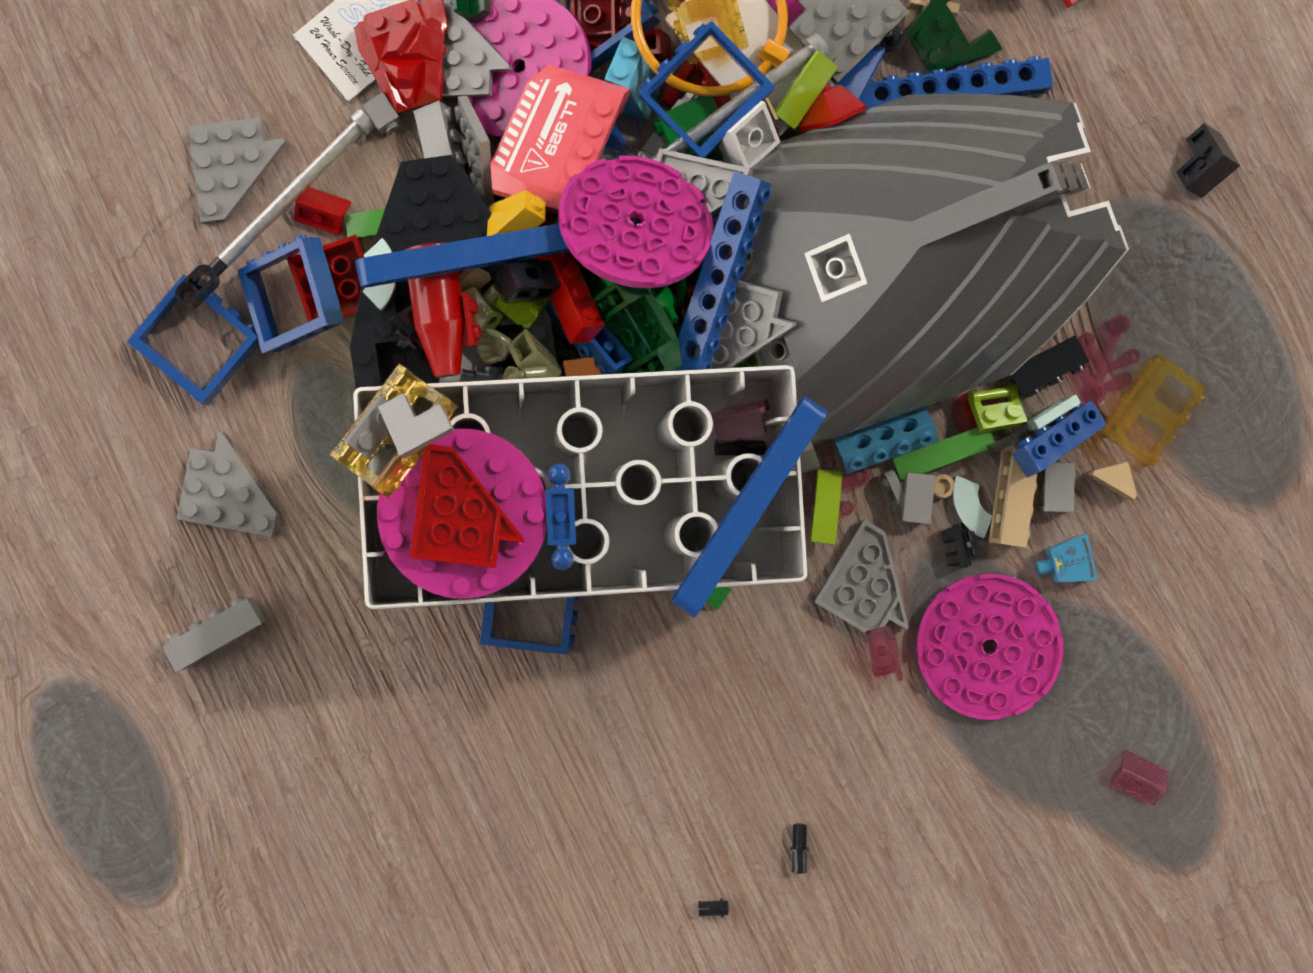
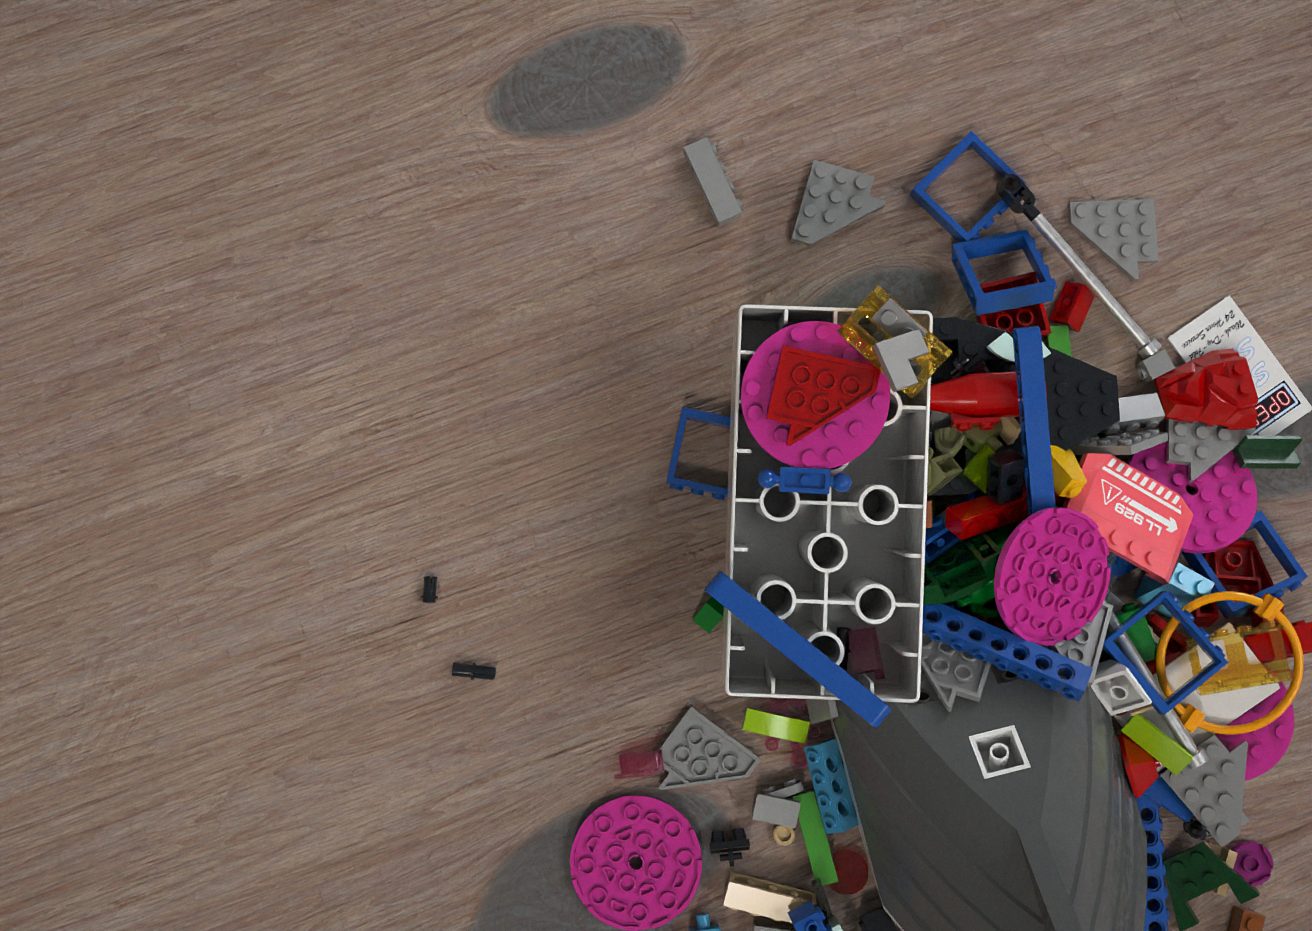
camera: 95 degrees right, 5 degrees down
(968, 507) = (763, 856): light aqua tile -> none
(999, 415) = (844, 892): lime plate -> none

